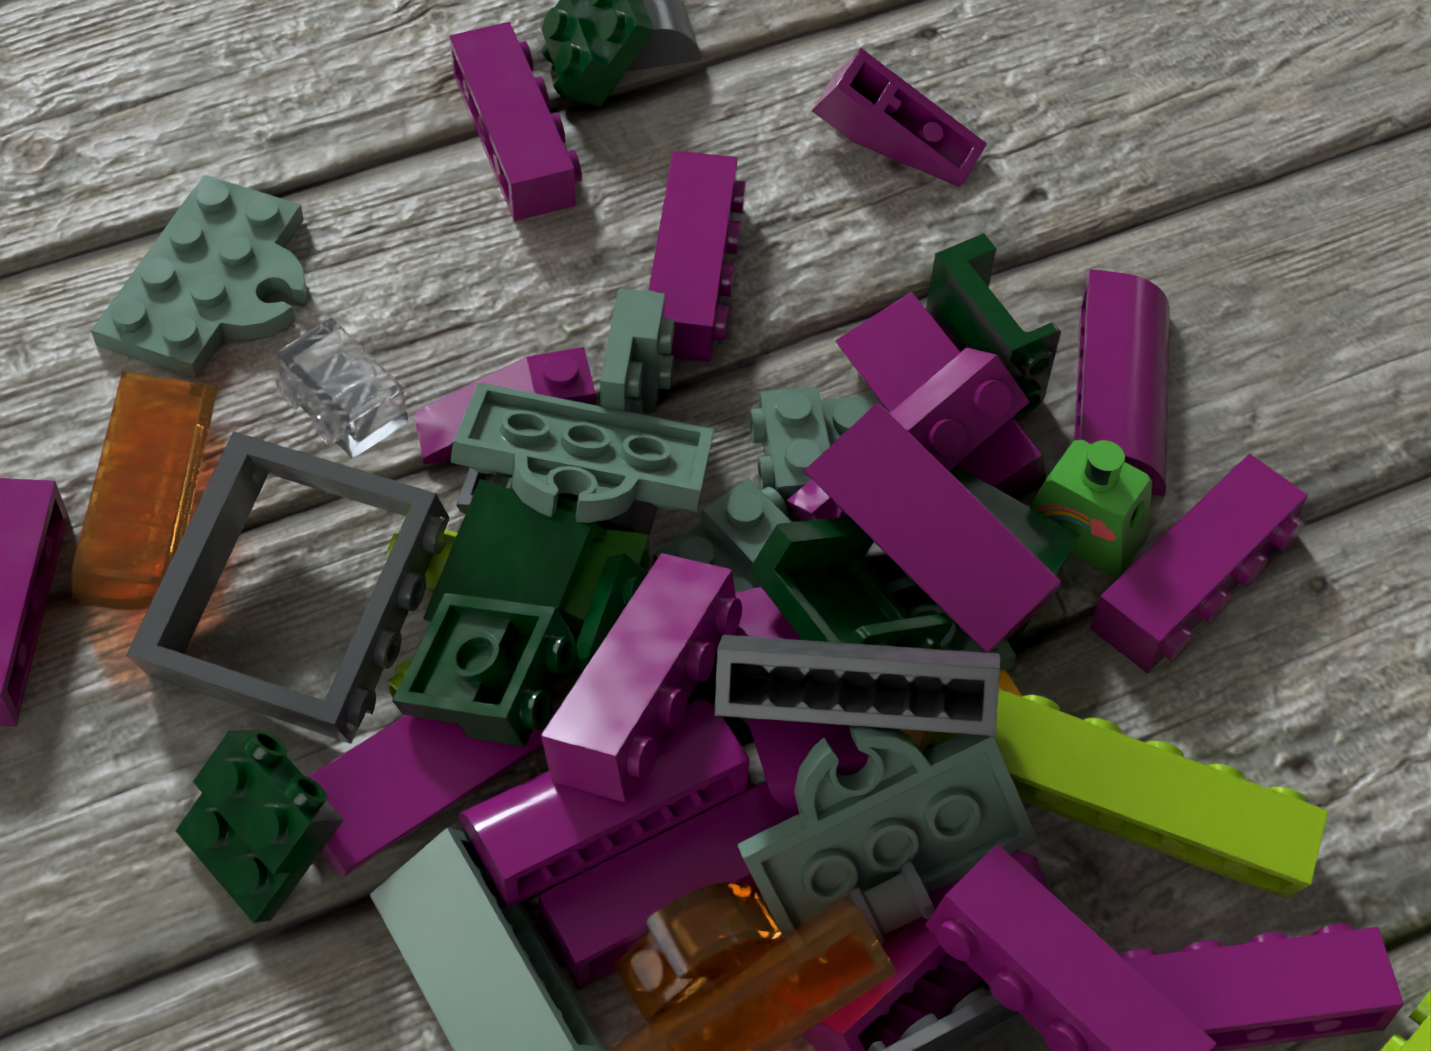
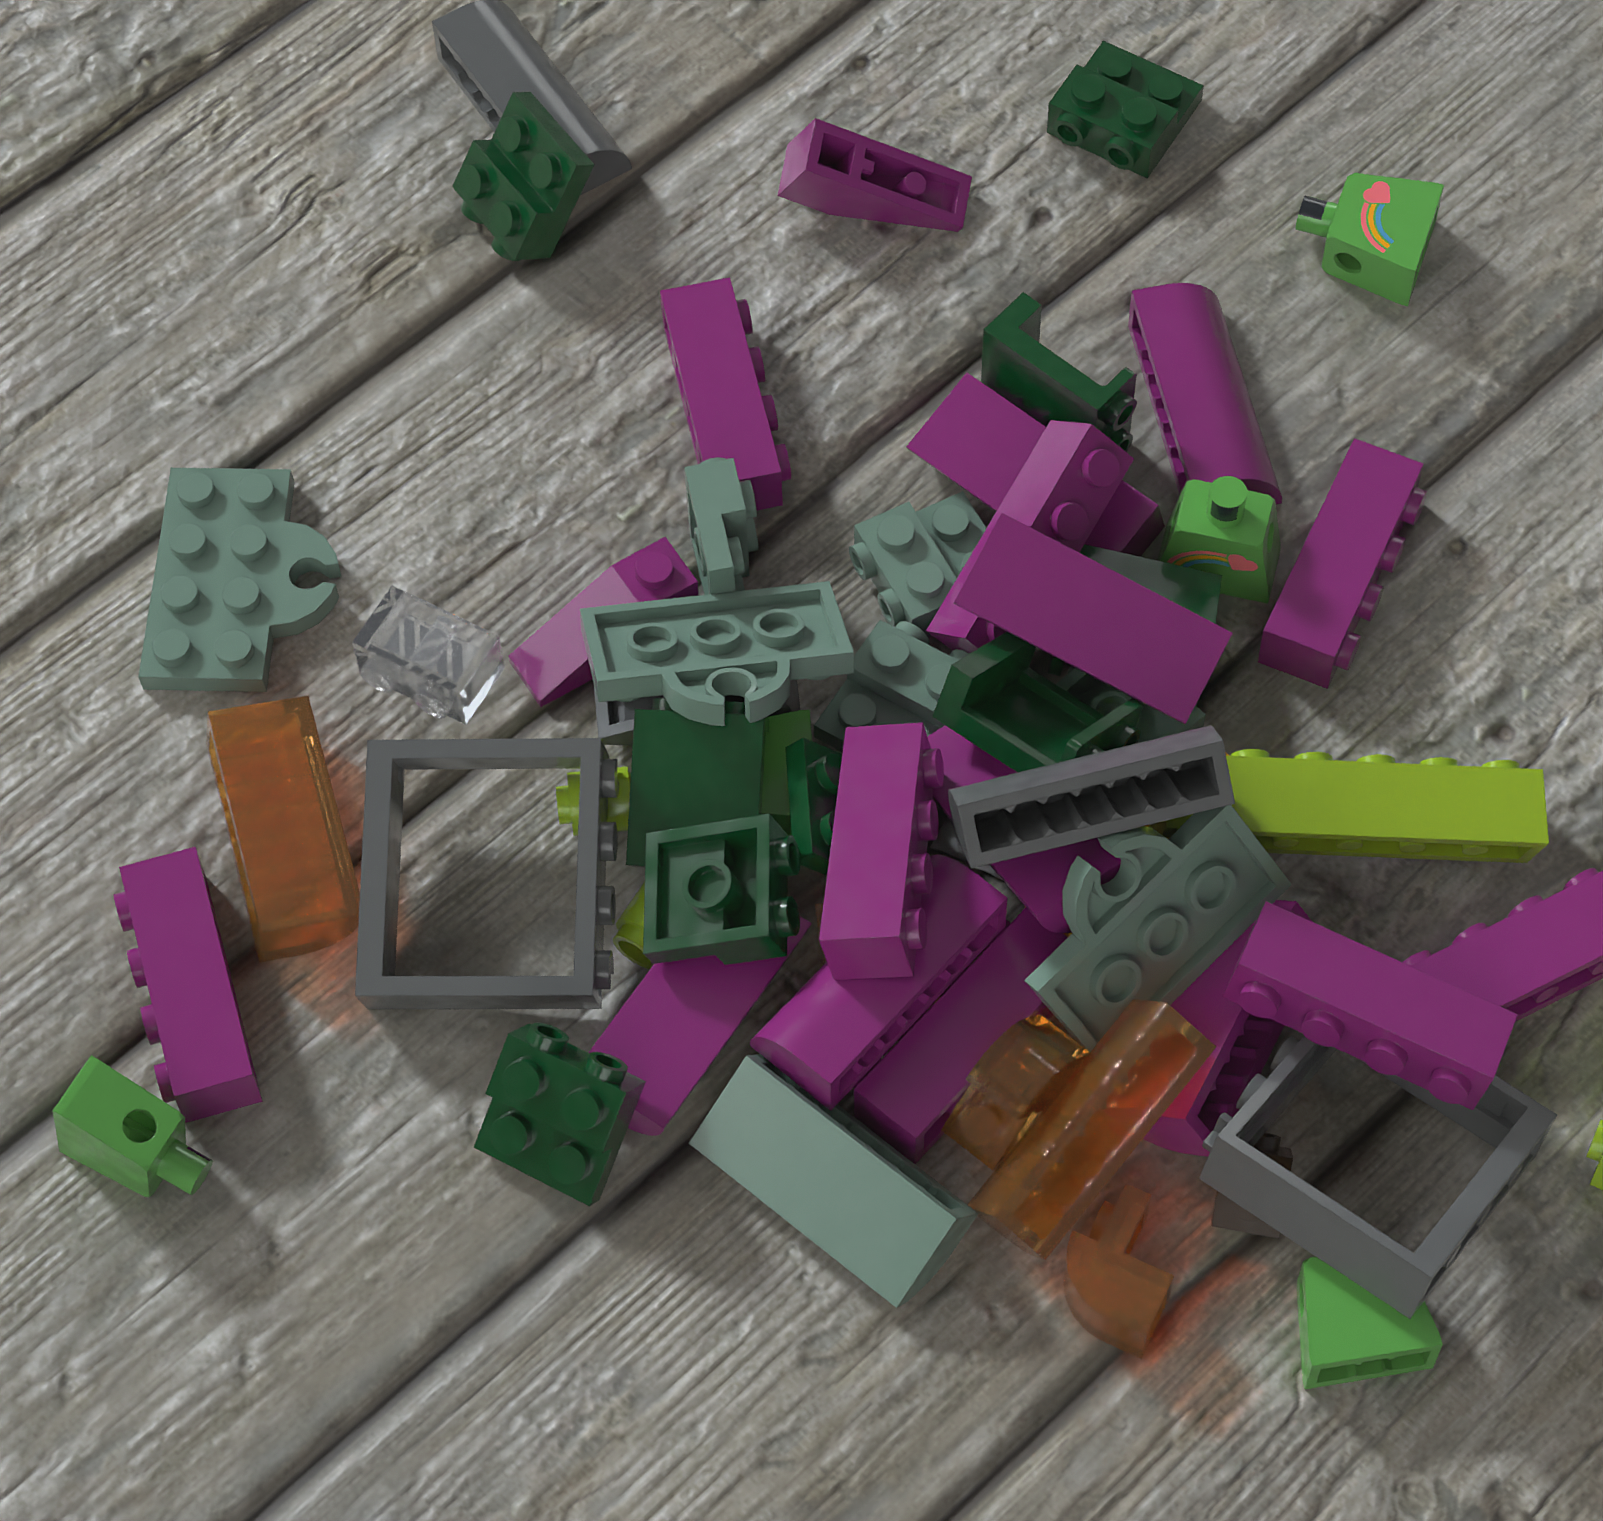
camera: 15 degrees left, 5 degrees up
(514, 121) = (471, 303): magenta brick -> none
(894, 902) = (1186, 982): dark grey bush -> none
(1142, 128) = (1122, 108): none -> dark green plate
(1335, 289) = (1375, 232): none -> bright green torso

